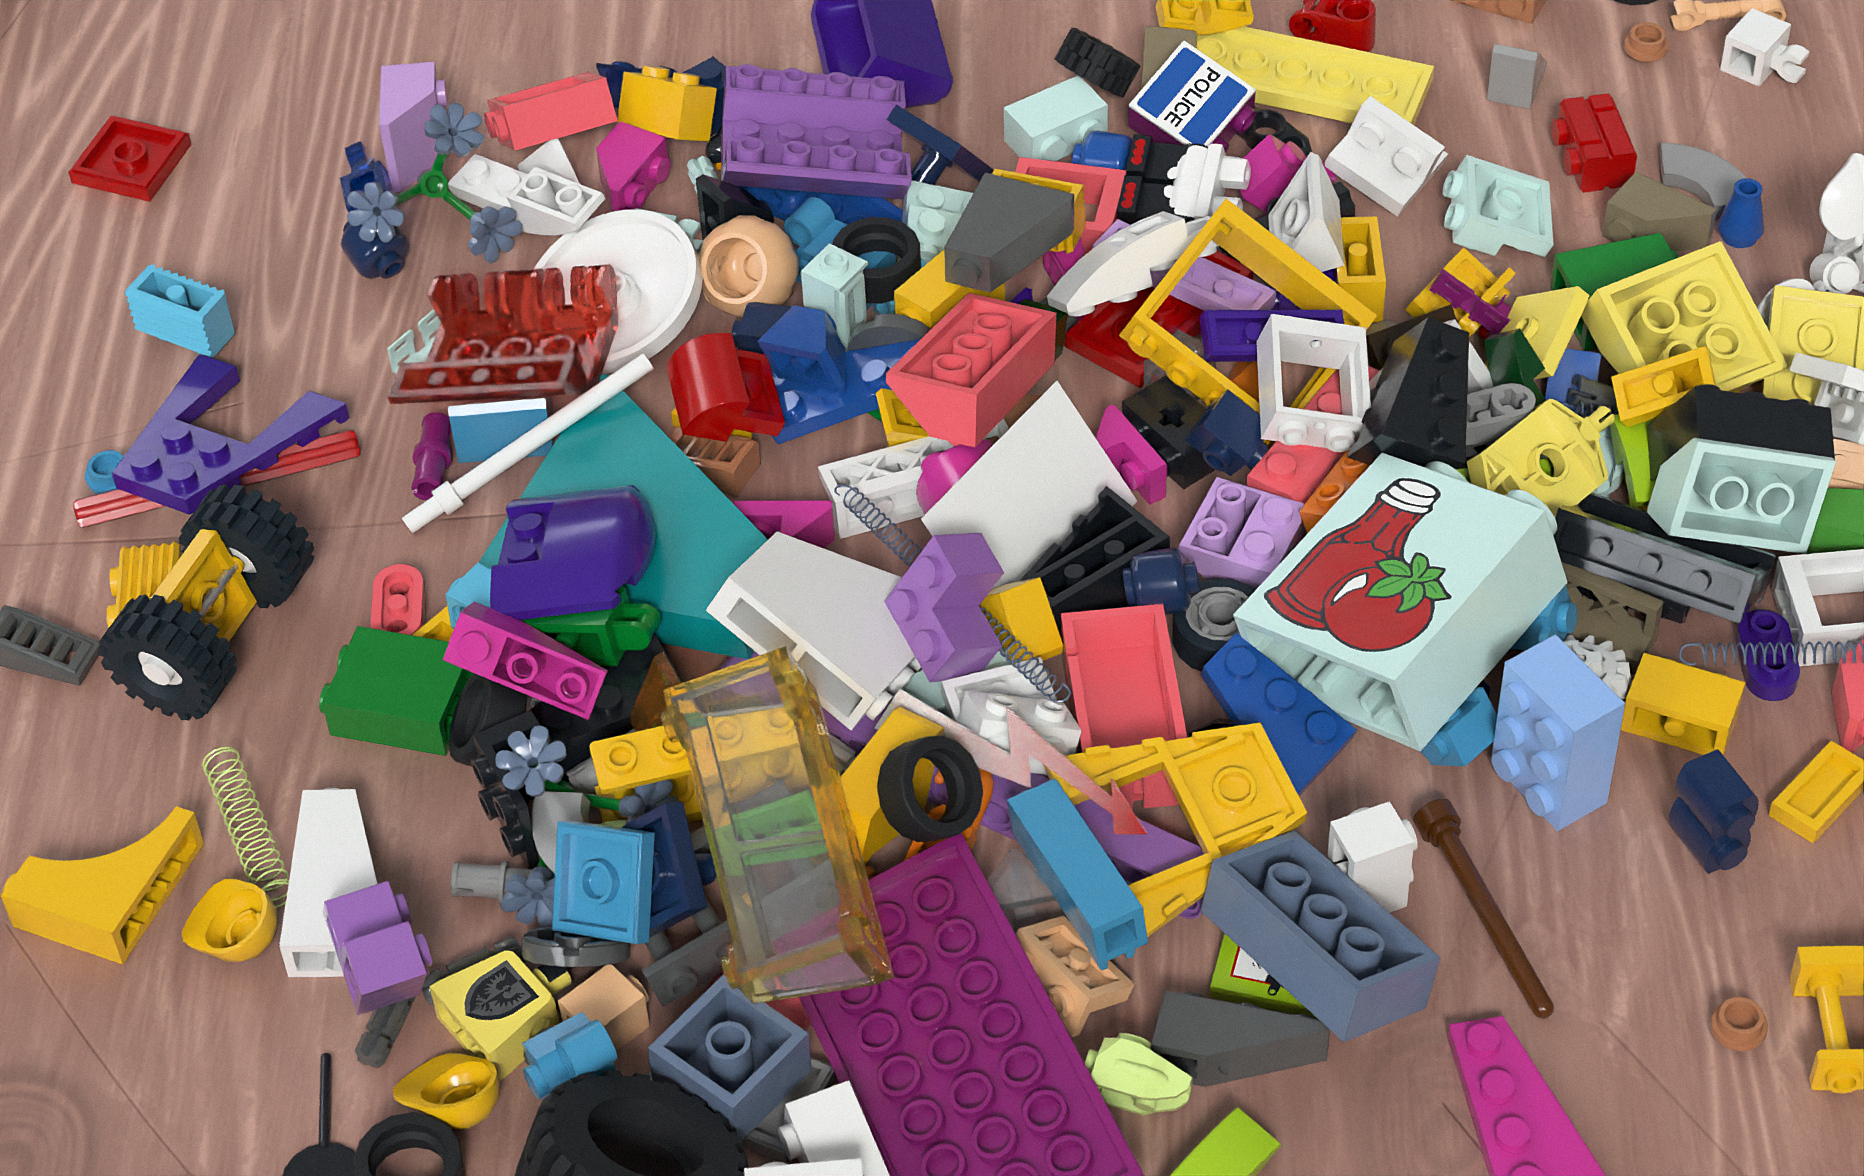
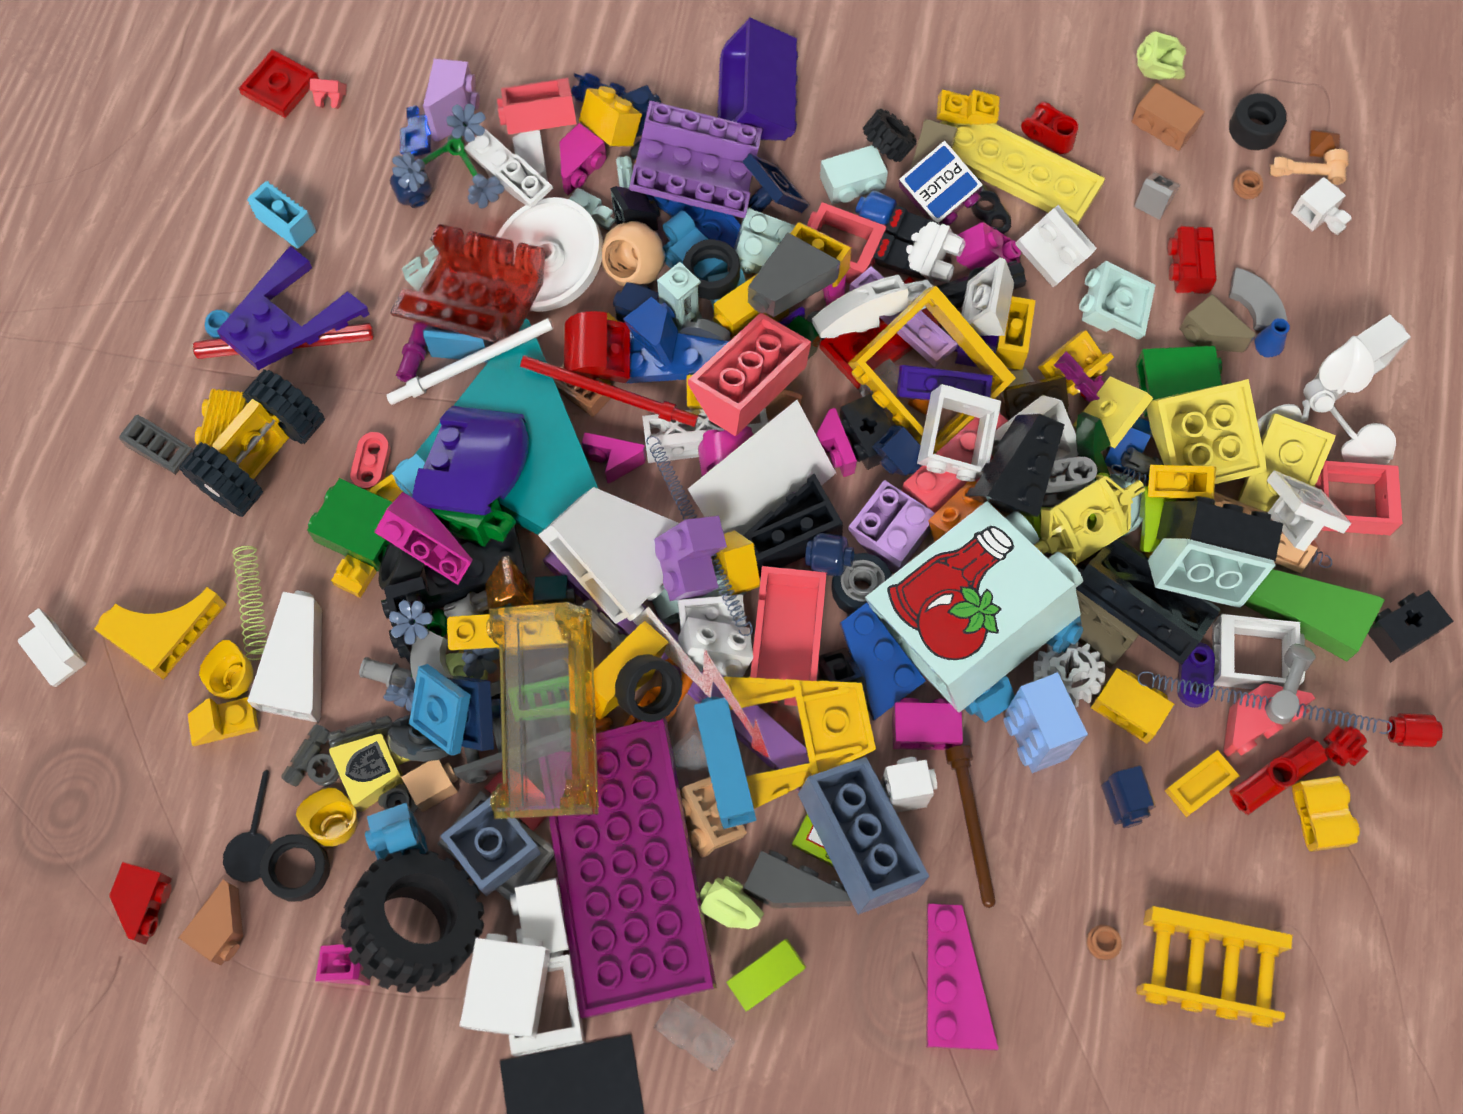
camera: 10 degrees right, 20 degrees up
(213, 146) = (325, 88): none -> coral tile
(225, 1001) = (221, 721): none -> yellow slope
(377, 947) = (297, 725): medium lavender brick -> none
(406, 764) = (353, 575): none -> yellow tile
(429, 1046) = (315, 776): none -> dark grey bush
(854, 448) = (665, 410): none -> red bar
(1373, 778) = (926, 725): none -> dark pink brick

